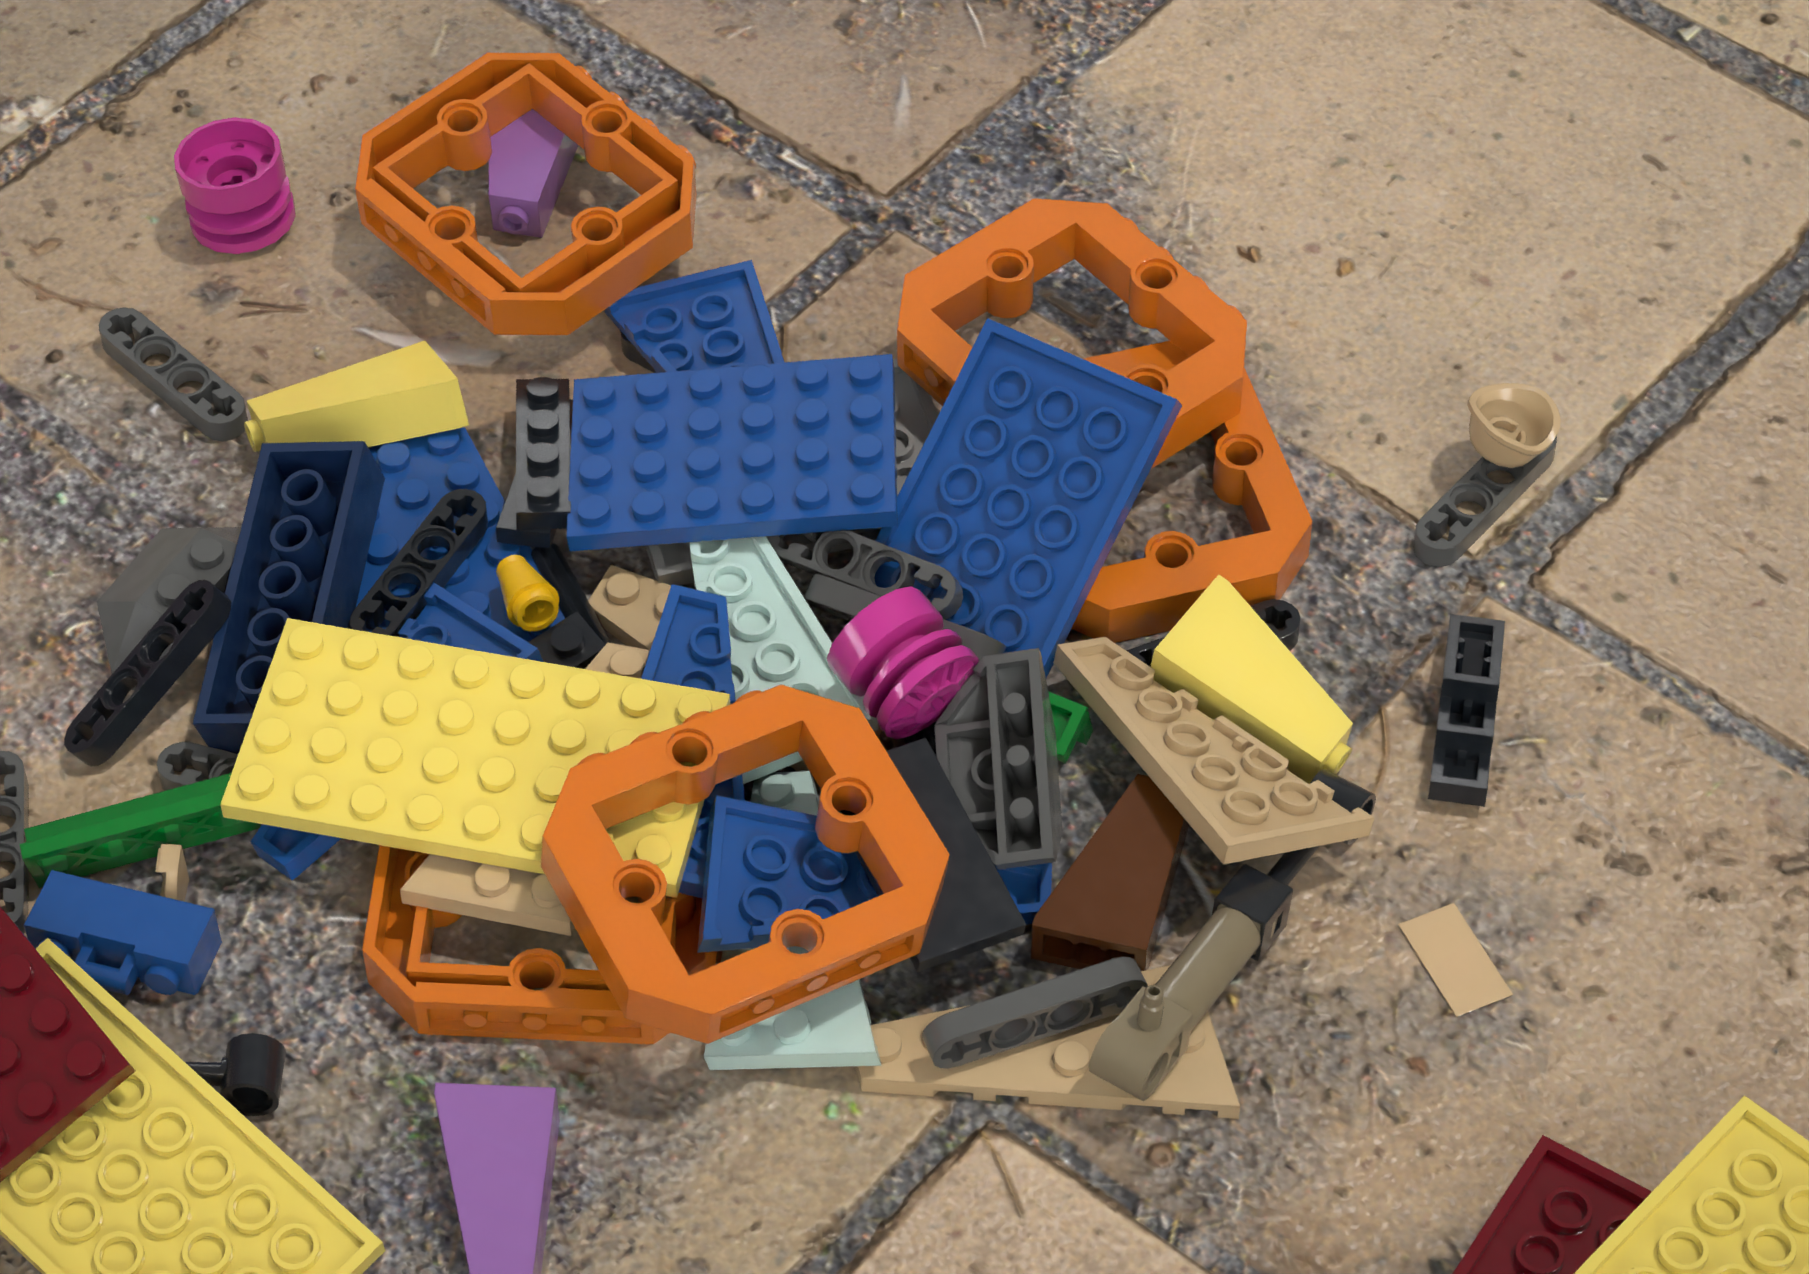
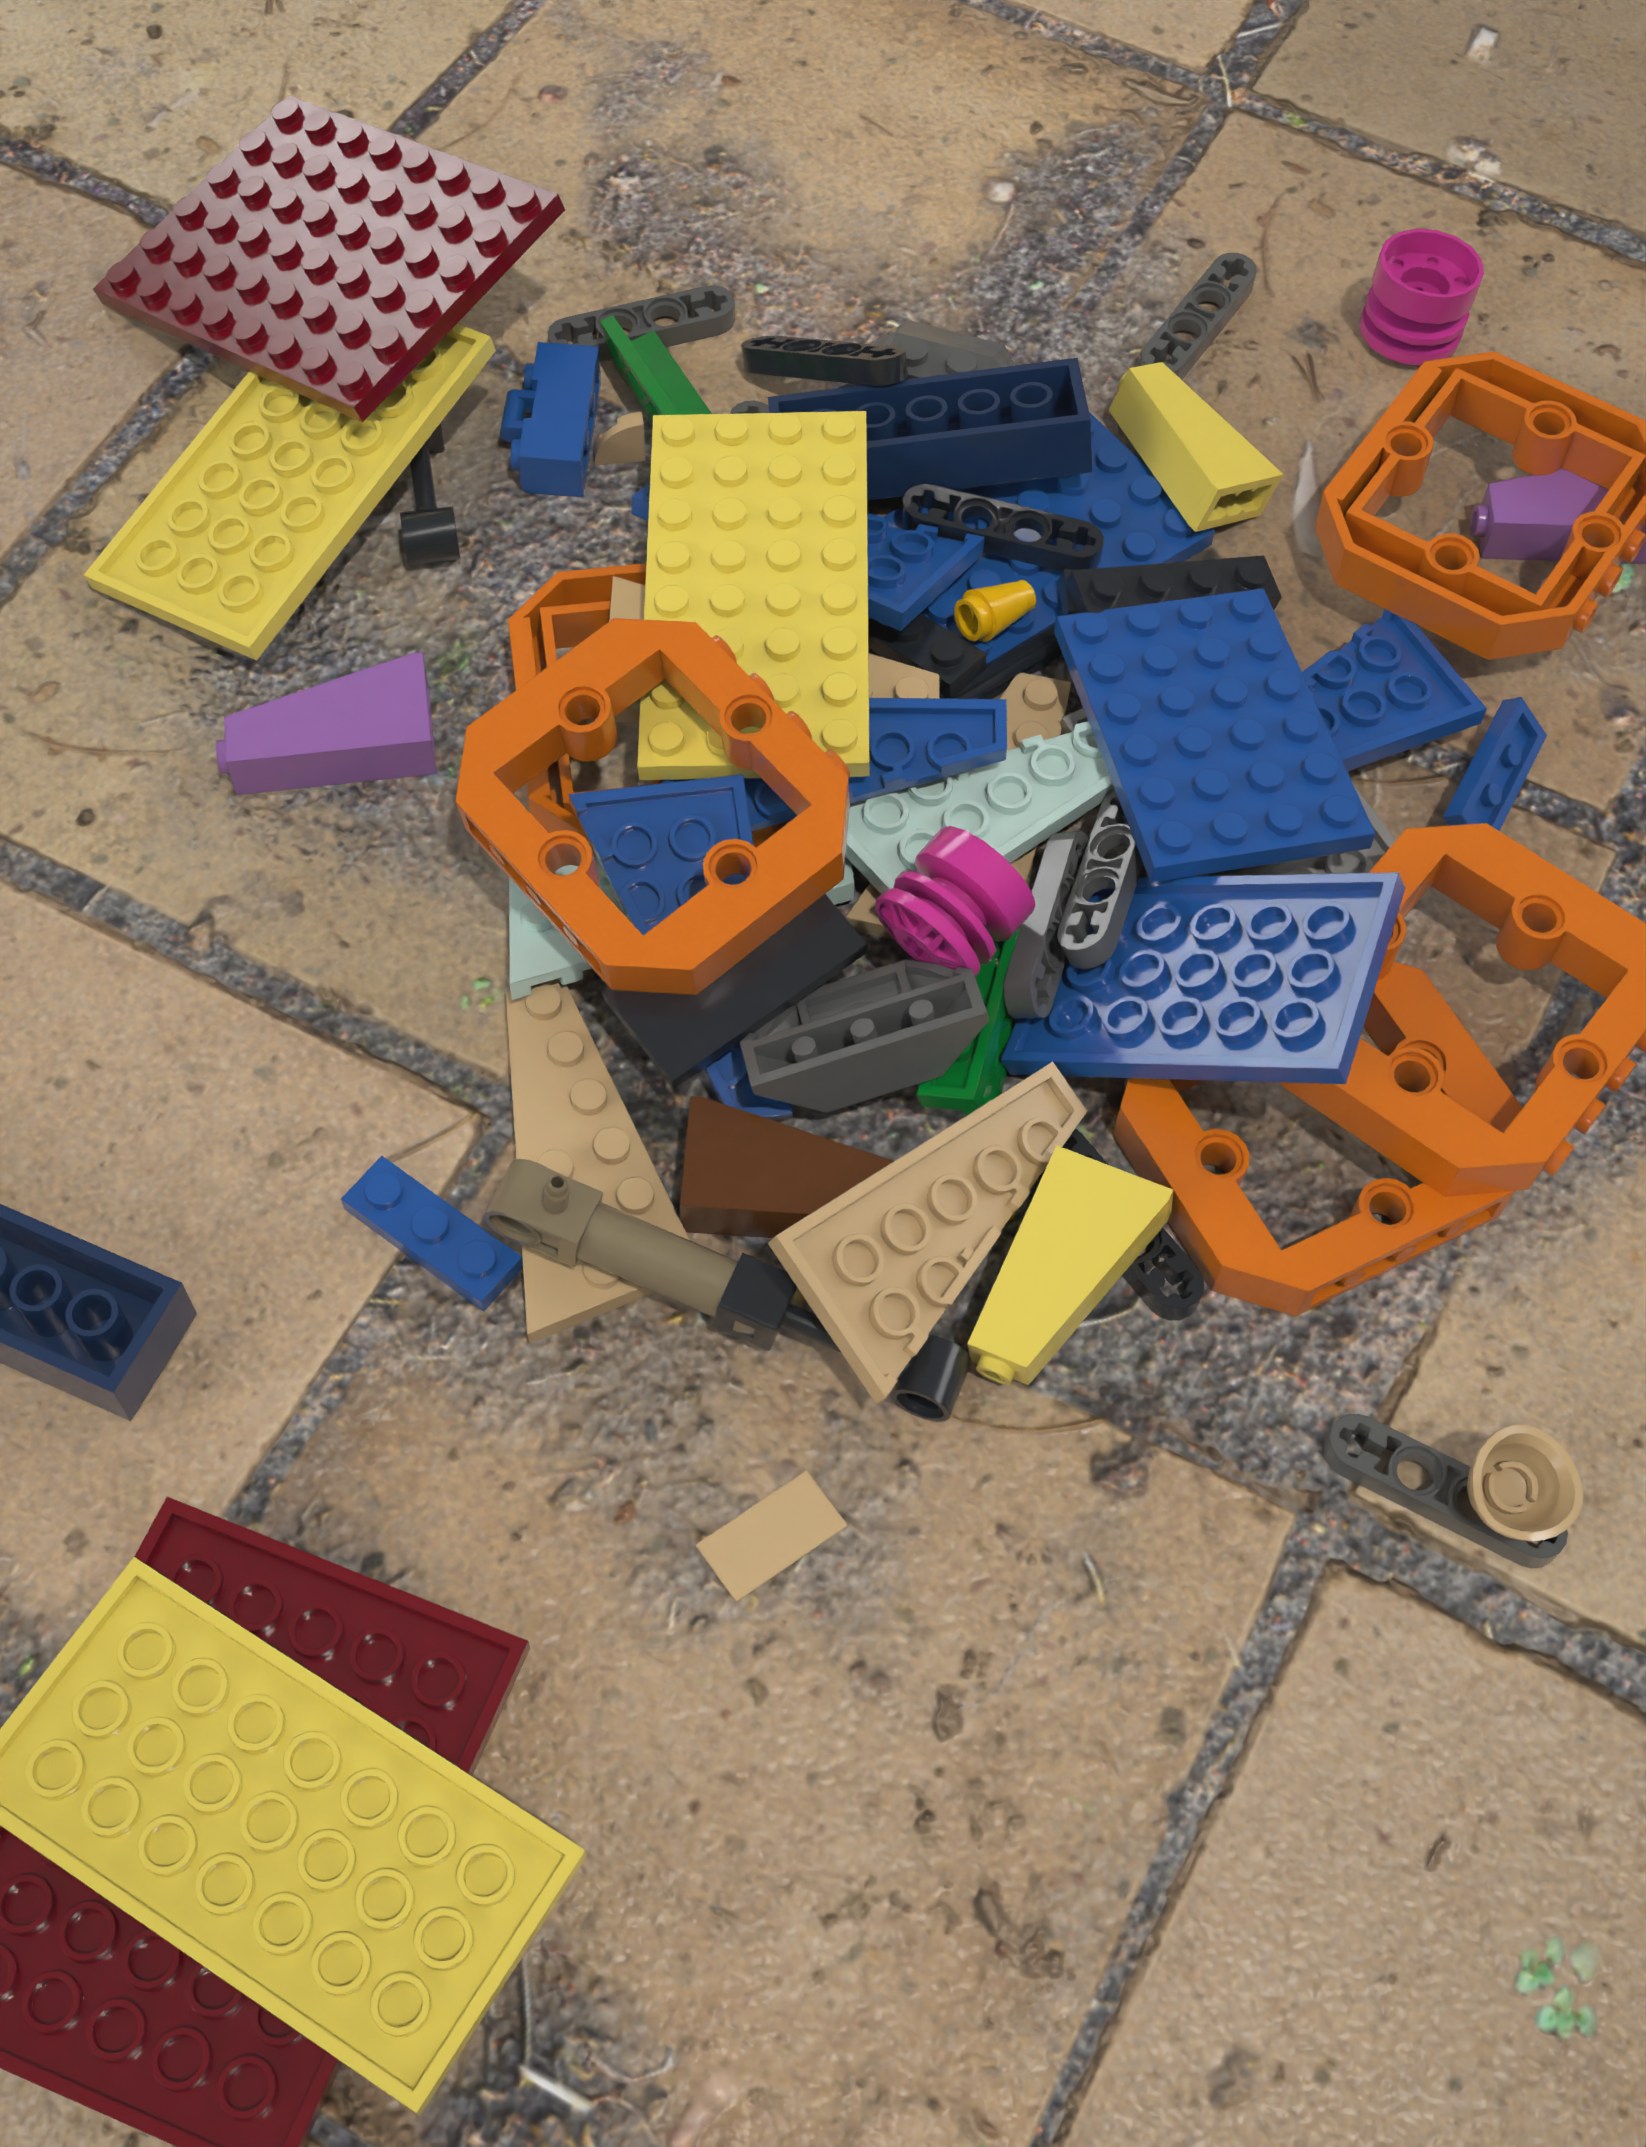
camera: 75 degrees right, 10 degrees up
(808, 284) = (1498, 767): none -> blue plate
(1032, 1012) = (582, 1116): dark grey beam -> none
(1112, 1177) = (432, 1233): none -> blue plate
(1467, 710) = (1109, 1503): black slope -> none

